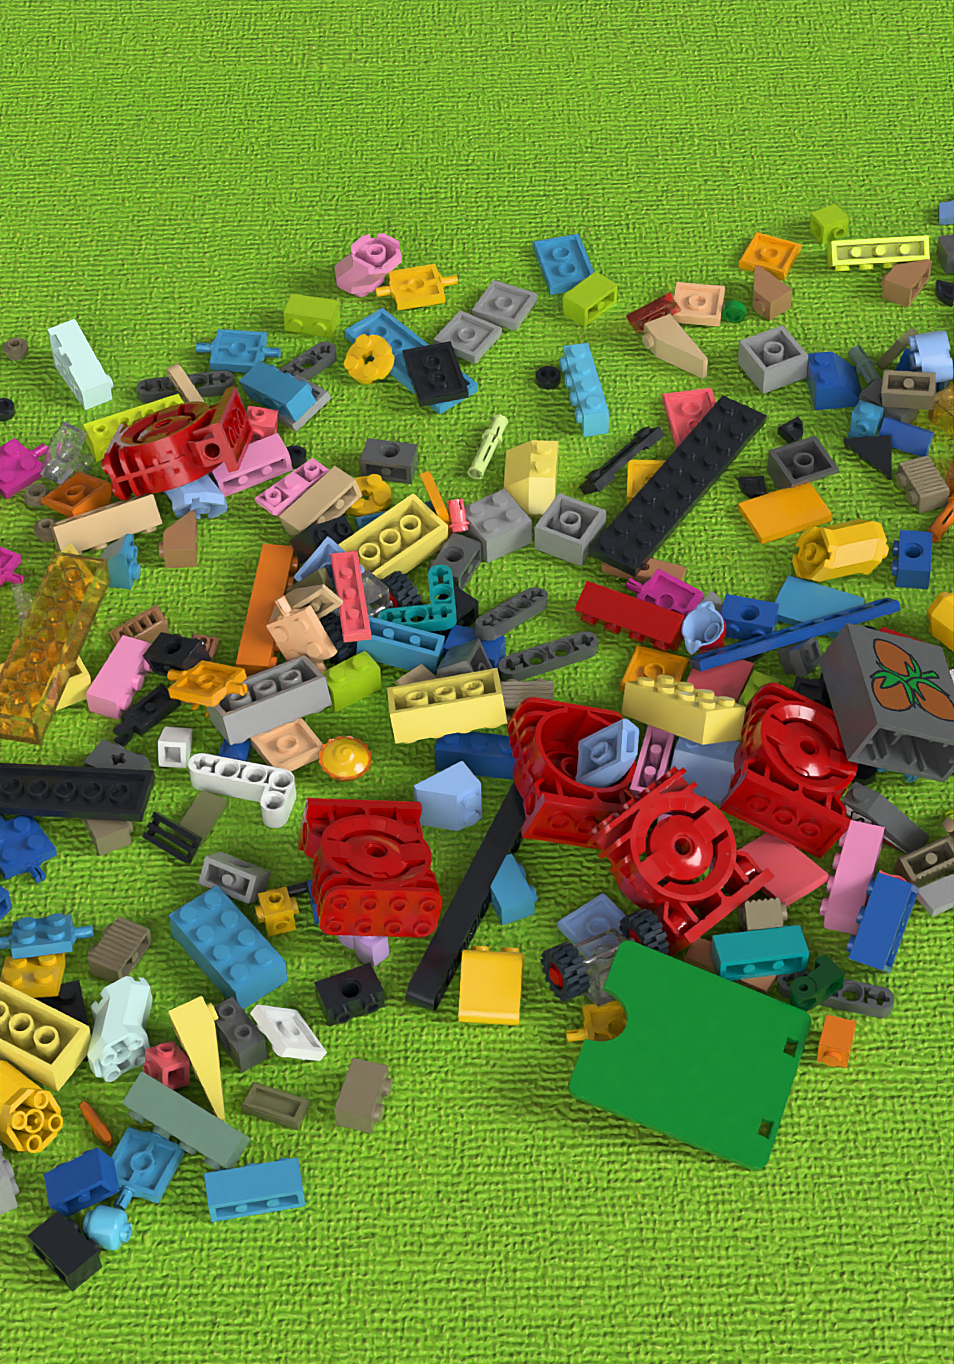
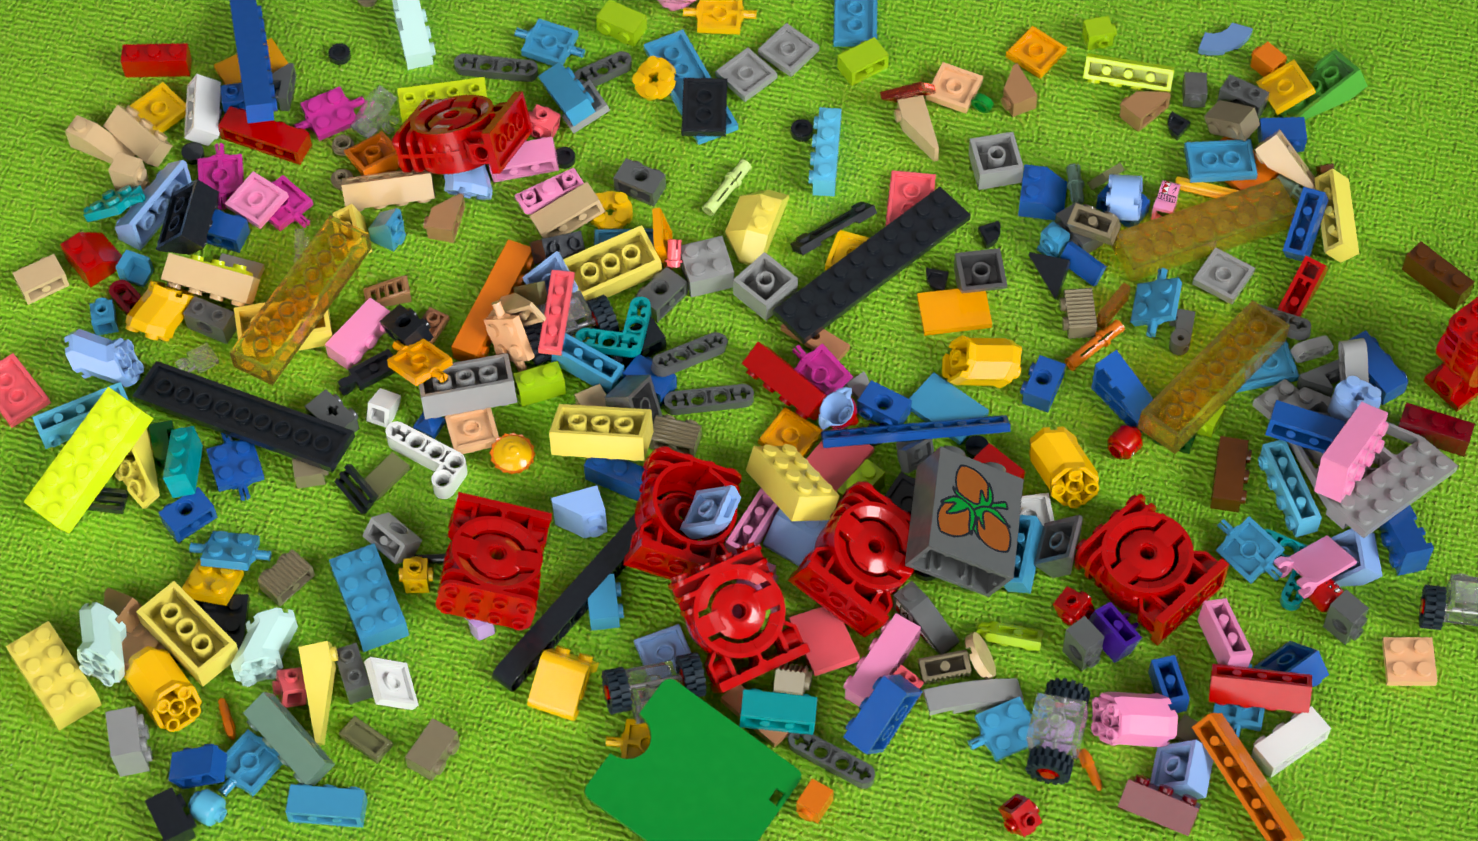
camera: 15 degrees right, 10 degrees up
(183, 384) = (493, 76): tan beam -> none
(335, 990) = (440, 654): black brick -> none
(818, 985) = (814, 751): dark green leg -> none

